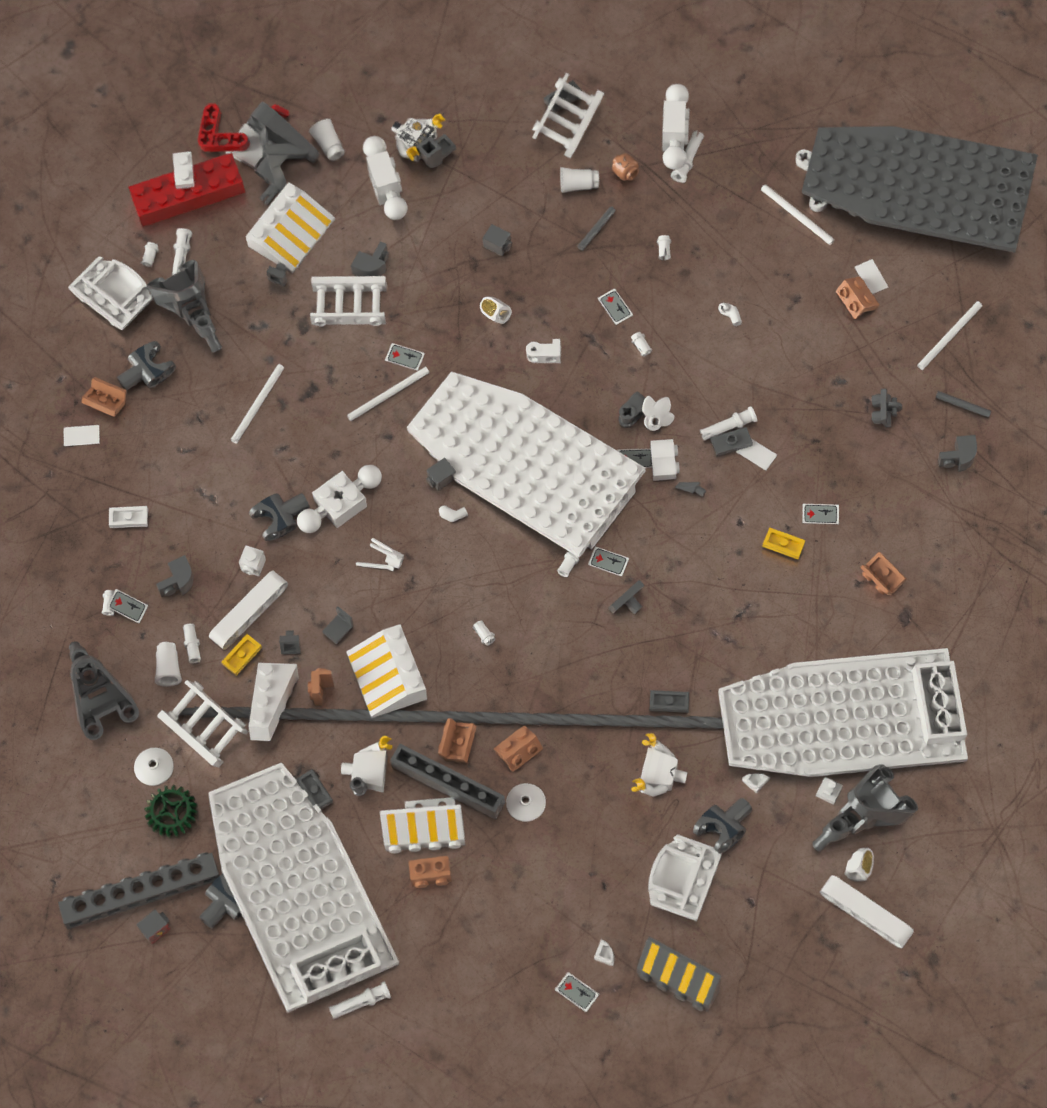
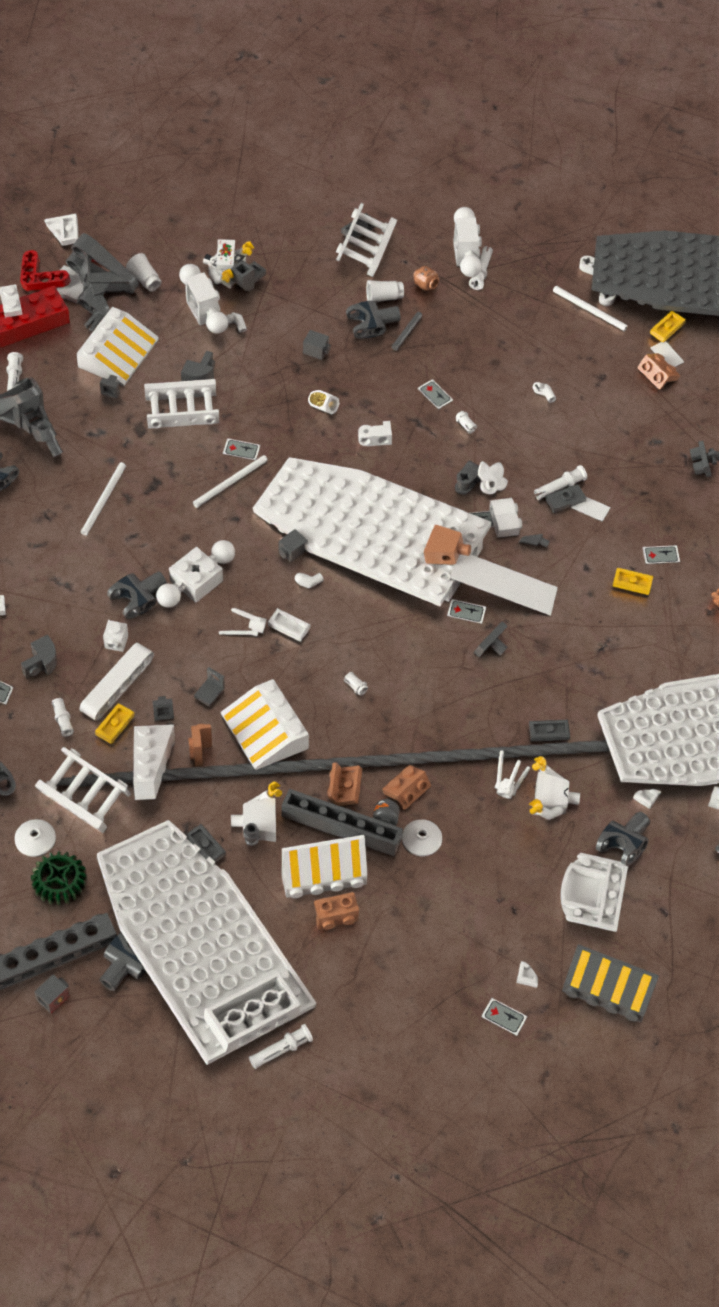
camera: 15 degrees left, 10 degrees down
(167, 665) = (40, 740): white plant -> none
(251, 78) = (64, 228): none -> white wing
(414, 126) = (225, 254): none -> white tile
(420, 203) = (238, 320): none -> white arm
(426, 562) = (289, 625): none -> white plate
(492, 775) = (386, 811): none -> dark grey head
(562, 211) = (372, 318): none -> dark grey connector
(568, 563) = (430, 611): white pin -> none
(590, 495) = (445, 546): none -> nougat torso
(616, 758) = (506, 787): none -> white plant
(649, 535) = (505, 583): none -> white sticker
(664, 247) = (472, 338): white pin -> none
(877, 244) = (667, 326): none -> yellow plate

